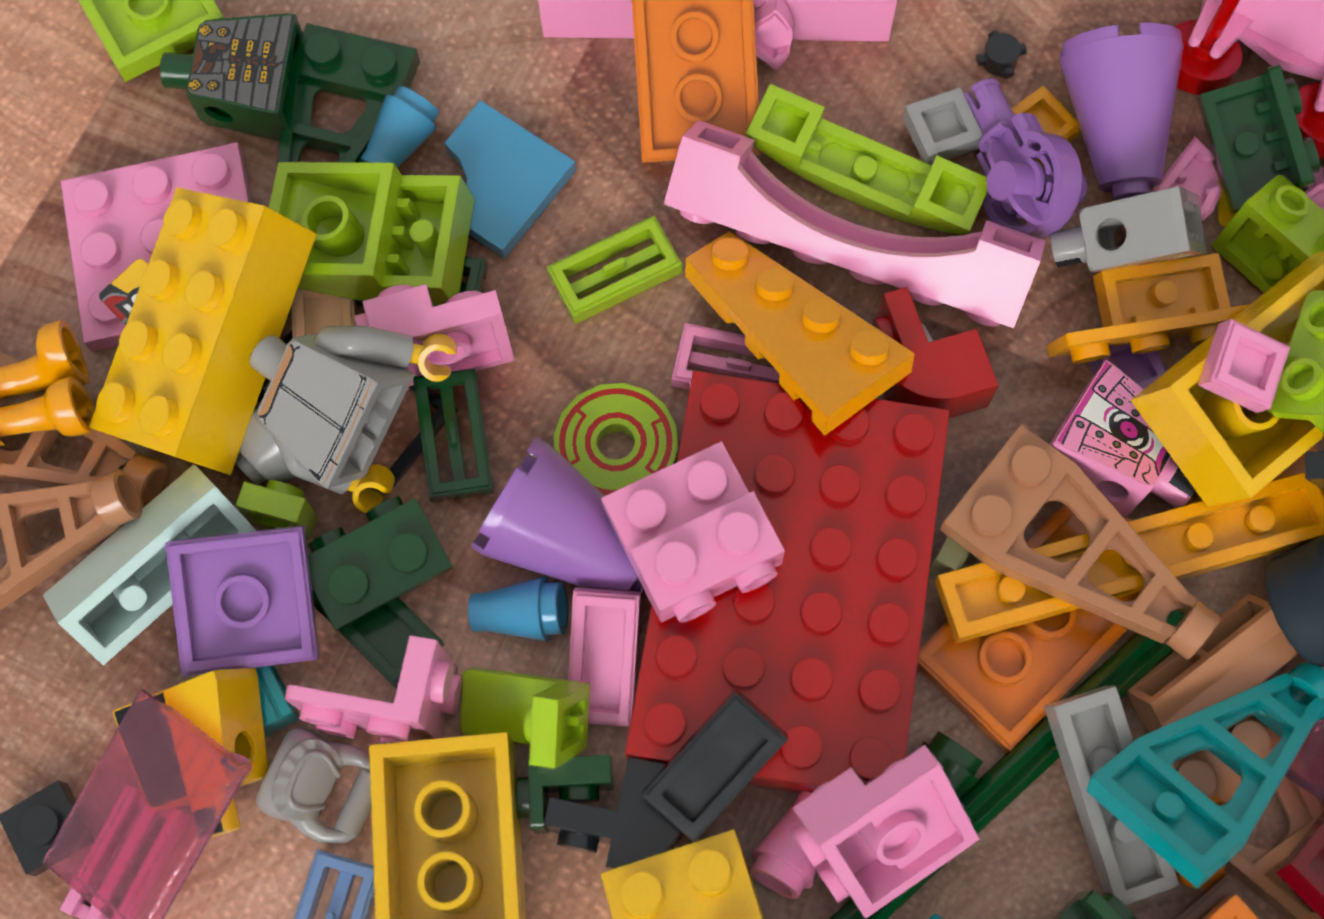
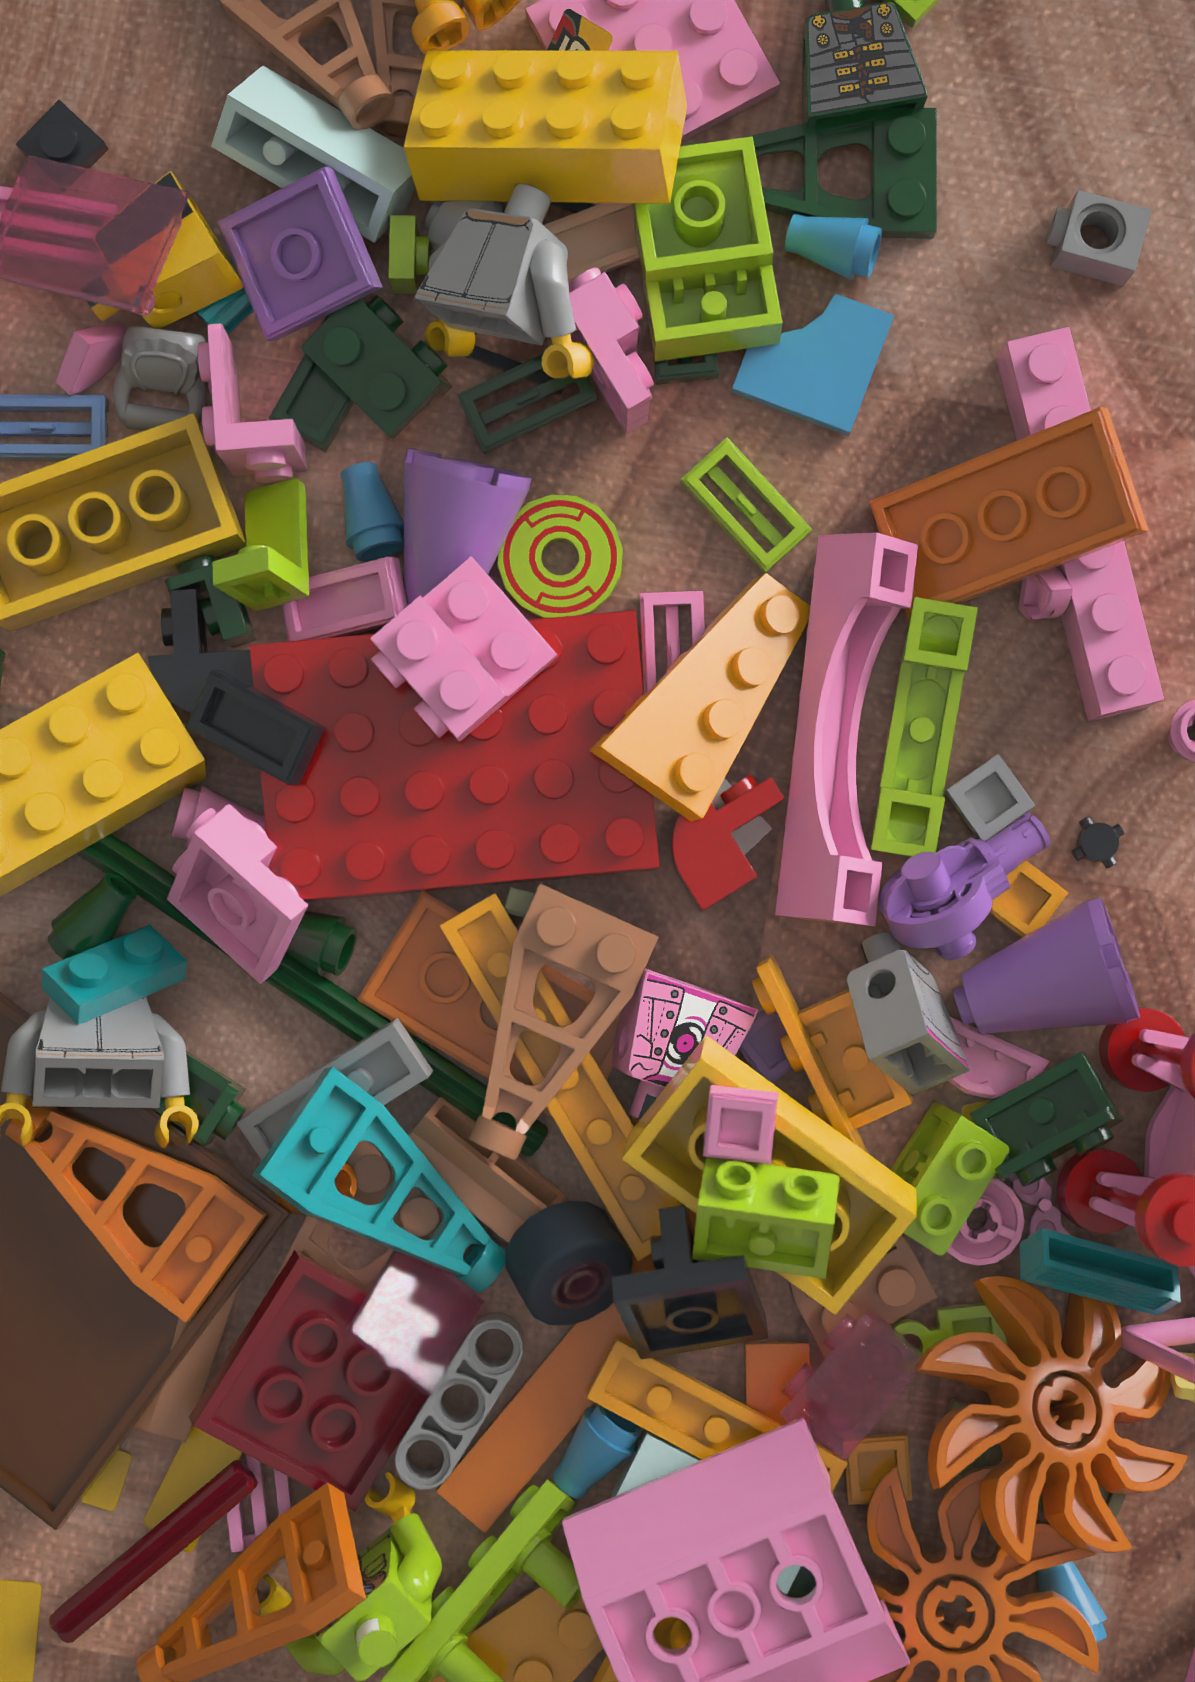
camera: 70 degrees right, 15 degrees up
(272, 853) = (90, 356): none -> bright pink tile

